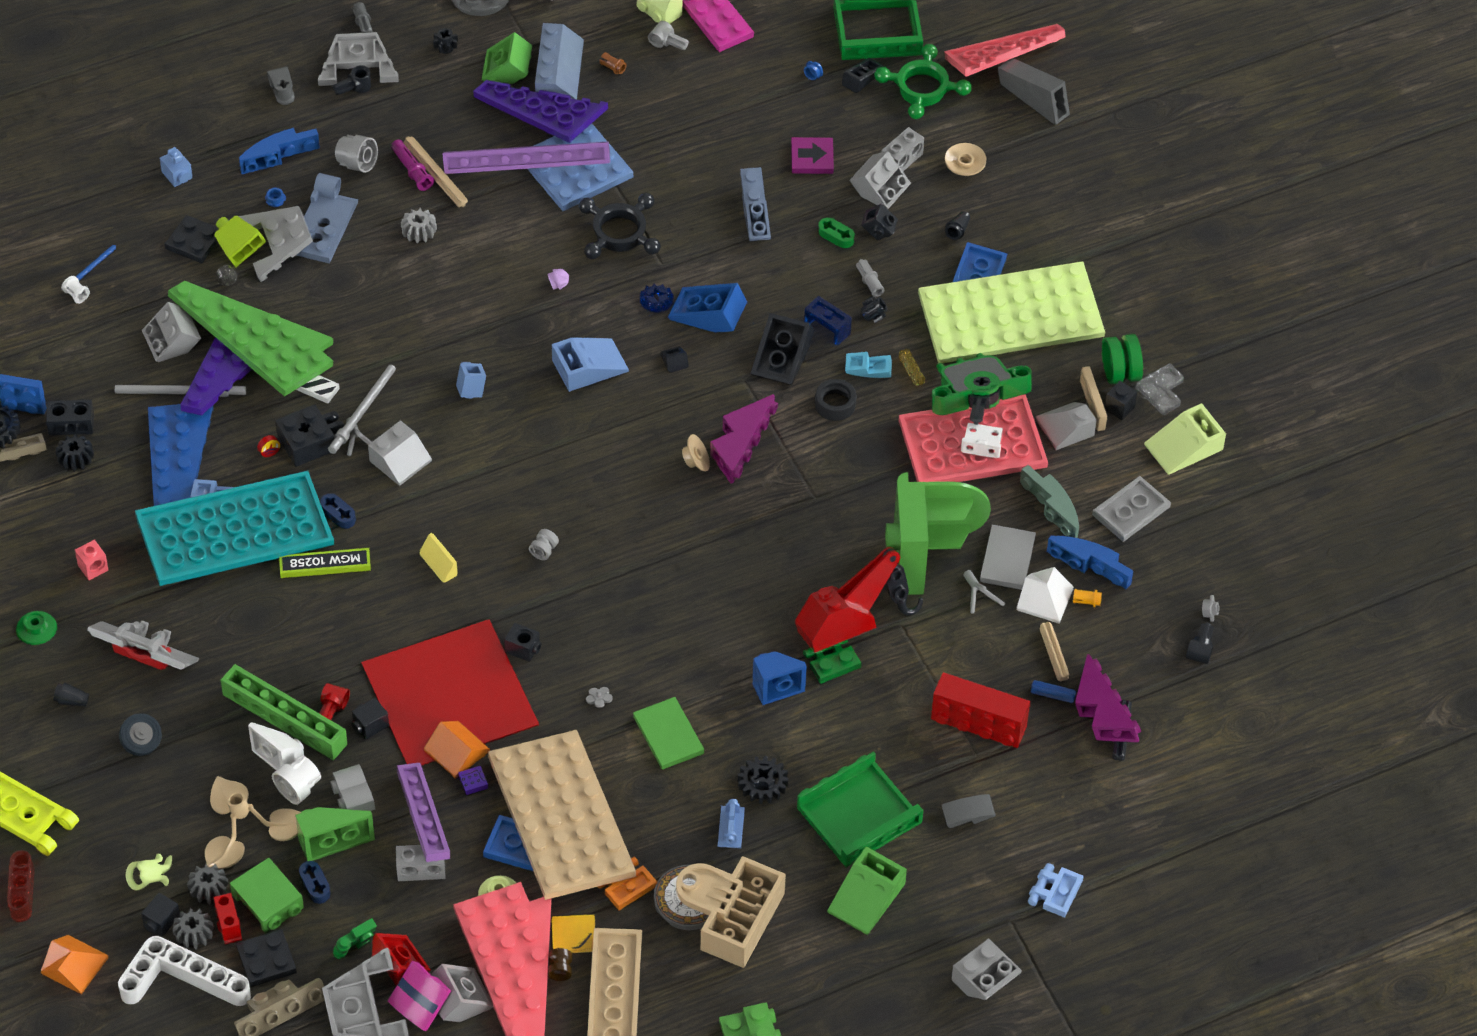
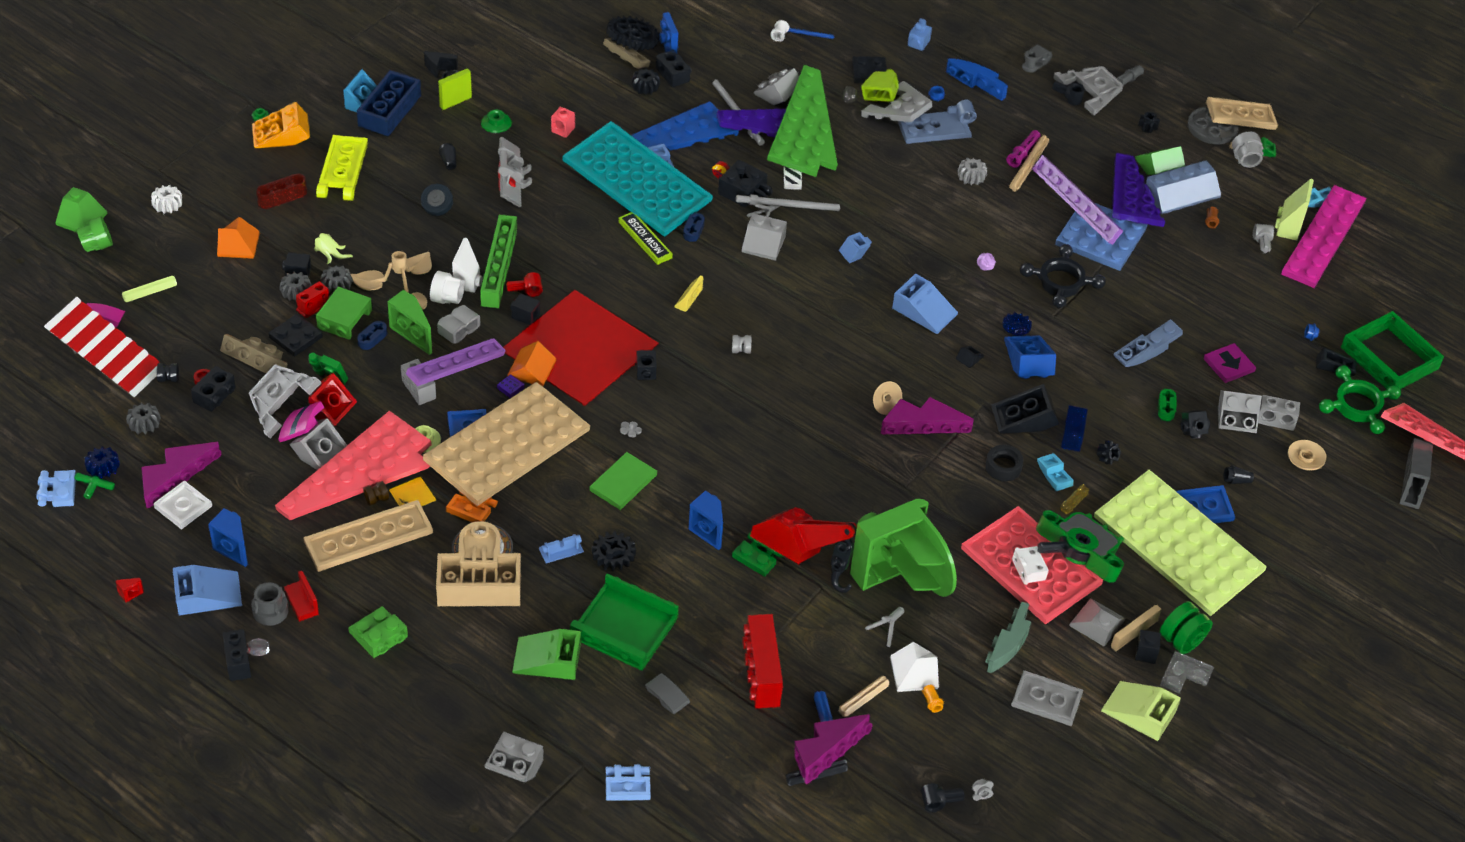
camera: 60 degrees right, 5 degrees down
(182, 970) = (261, 278): white beam -> none
(357, 152) = (1000, 118): light grey piece -> none
(870, 278) = (1139, 441): light grey axle -> none
(1007, 557) = (937, 629): light grey tile -> none
(1086, 554) = (972, 683): blue slope -> none

